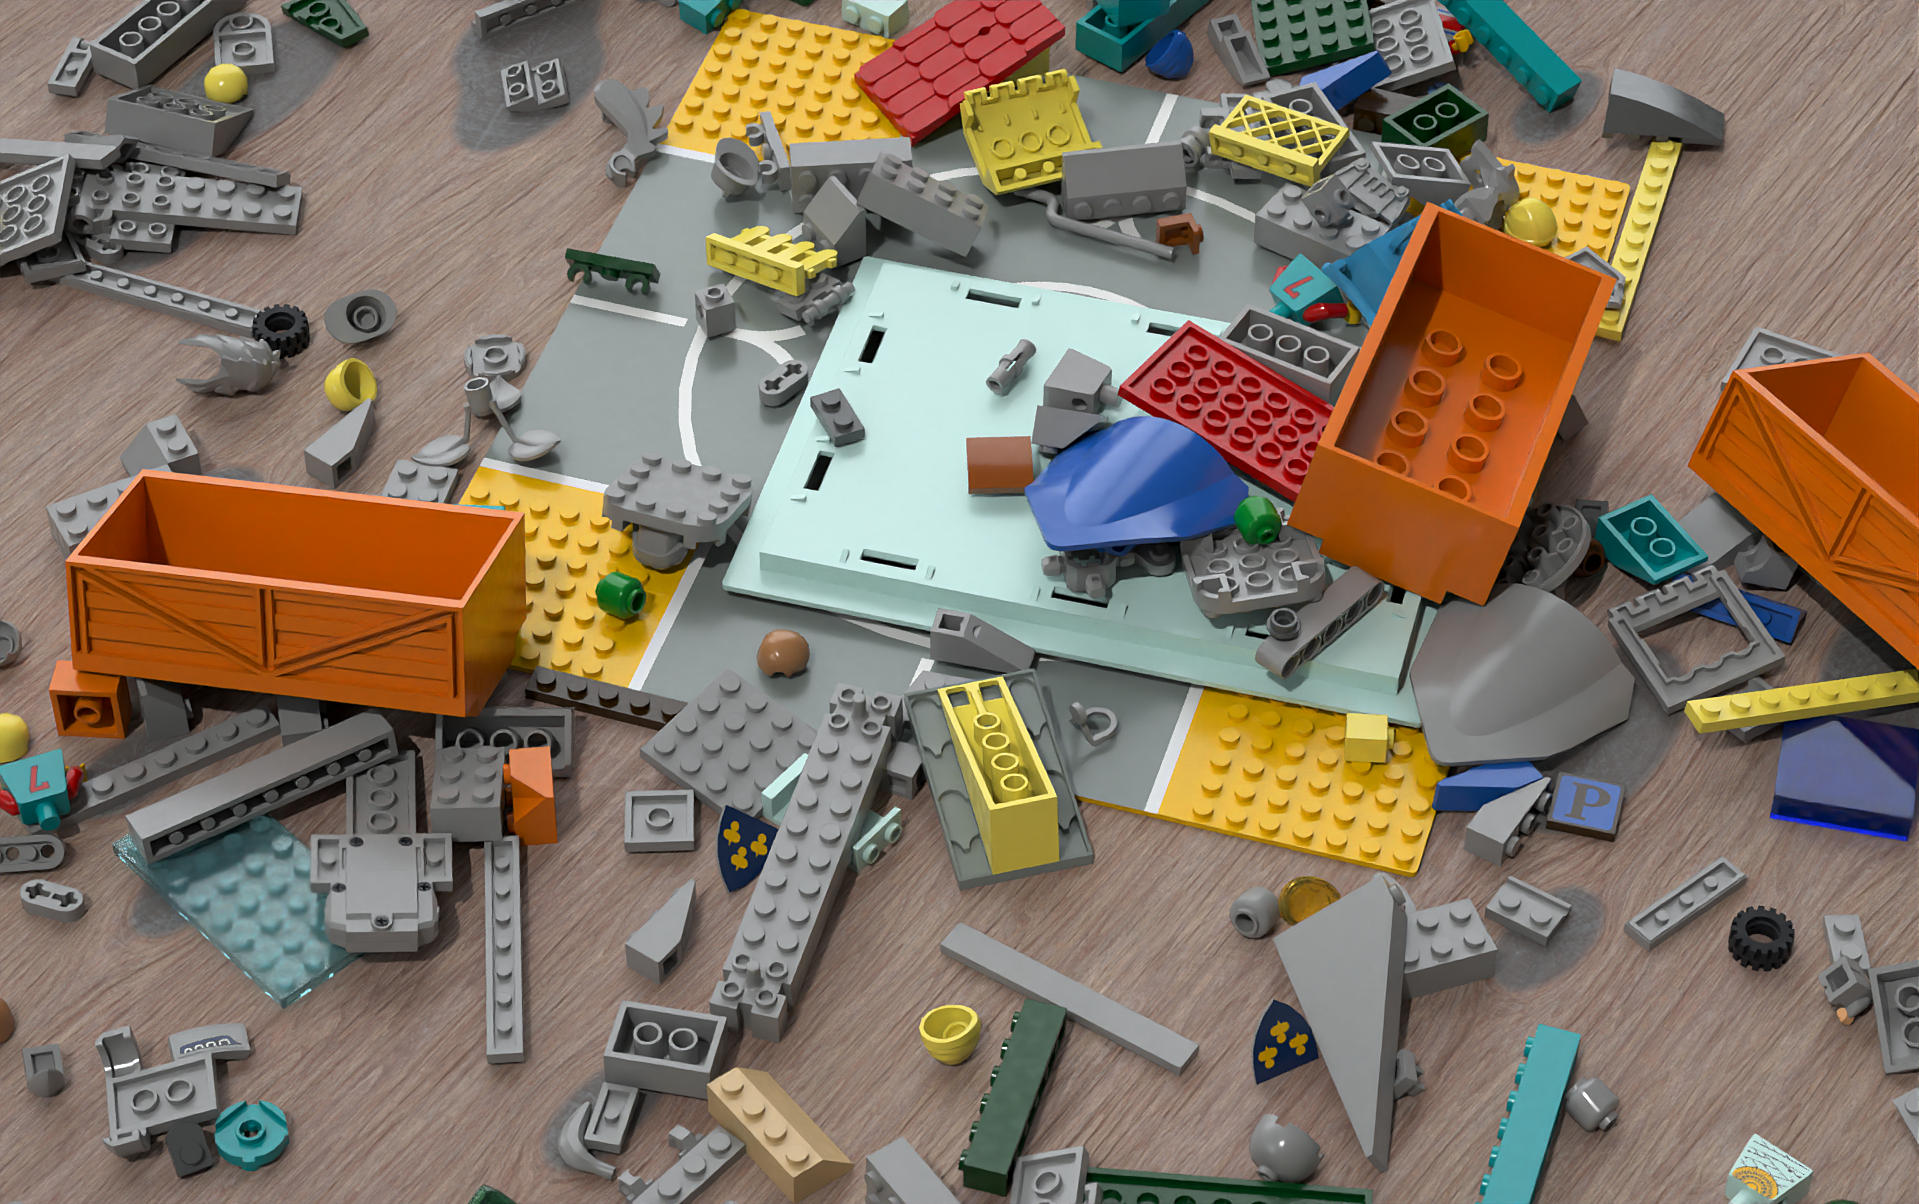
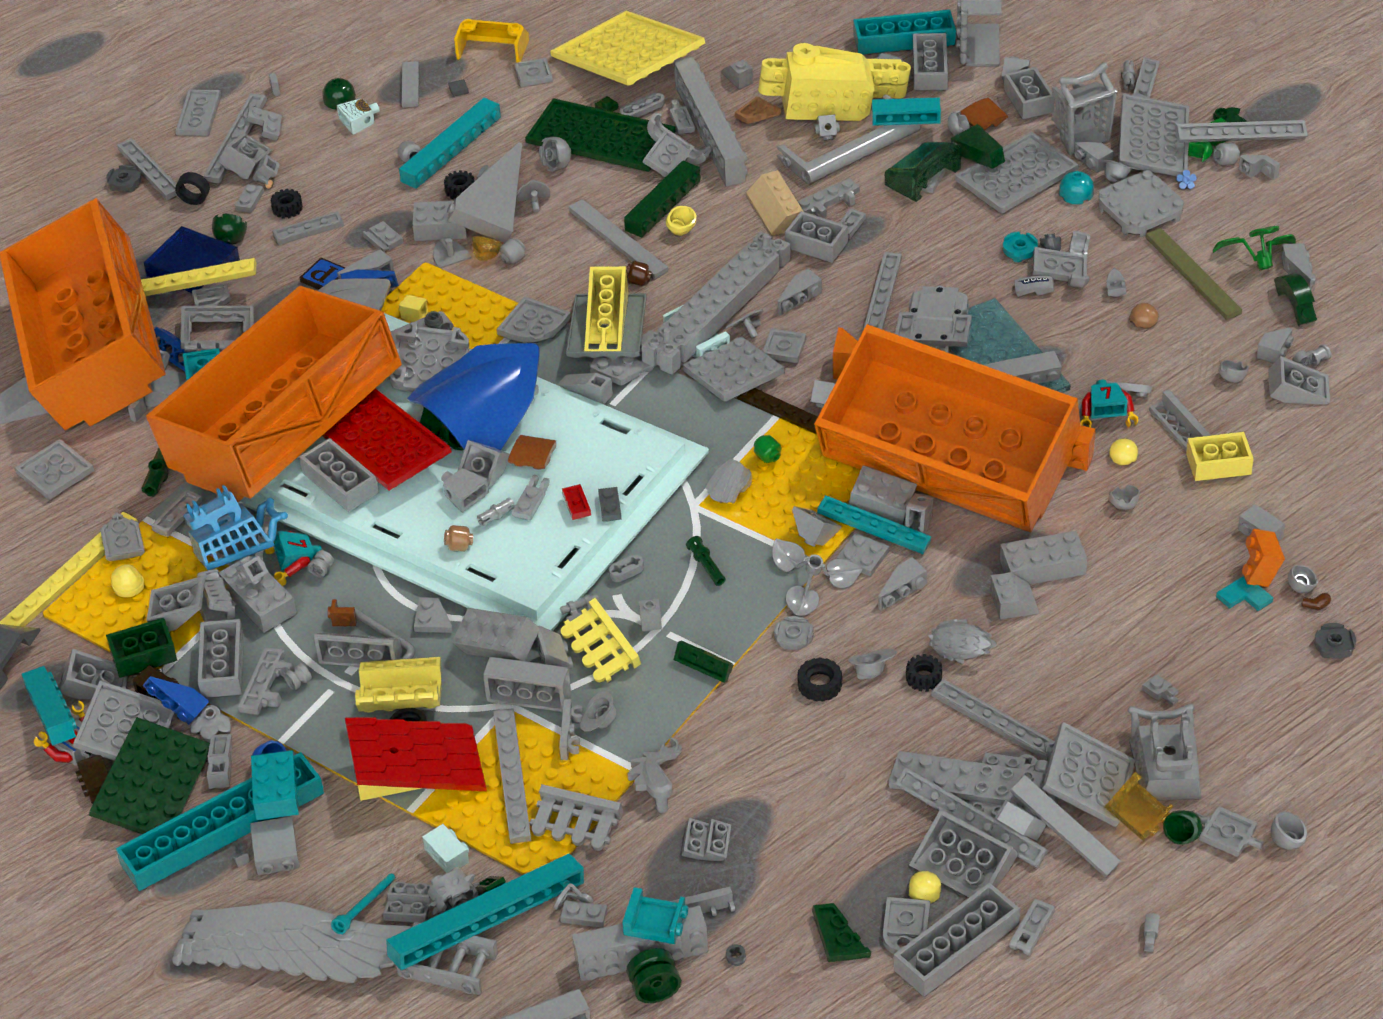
camera: 160 degrees left, 0 degrees up
(52, 901) = (1104, 366): light grey beam -> none
(350, 385) = (890, 616): light yellow hat -> none
(435, 311) = (819, 666): none -> black tyre
(502, 482) = (814, 527): none -> light grey slope
(572, 1146) = (871, 218): light grey piece -> none
(669, 416) = (702, 555): none -> dark green pin
(678, 498) = (718, 483): light grey plate -> none
(716, 72) = (579, 805): none -> light grey fence
(783, 652) = (690, 408): medium nougat hair -> none
(818, 84) = (512, 776): none -> light grey plate
(890, 402) = (576, 502): none -> red plate
(967, 399) = (530, 498): none -> light grey hinge
(991, 911) = (638, 273): none -> reddish brown head
(1047, 265) = (431, 616): none -> light grey wing
(1047, 310) = (458, 538): none -> medium nougat head
(1081, 715) = (553, 337): light grey piece -> none
(1135, 760) = (533, 321): none -> light grey plate
(1255, 291) = (319, 565): none -> light grey wheel
(1257, 520) = (415, 370): green head -> none
(1269, 154) = (260, 634): light yellow fence -> none
(1450, 1036) = (452, 181): none -> black tyre
(1493, 187) = (165, 576): light grey hips -> none
(1502, 99) = (84, 672): none -> light grey slope
(1614, 397) = (156, 475): none -> dark green piece
(1824, 842) = (229, 228): none -> dark green cylinder

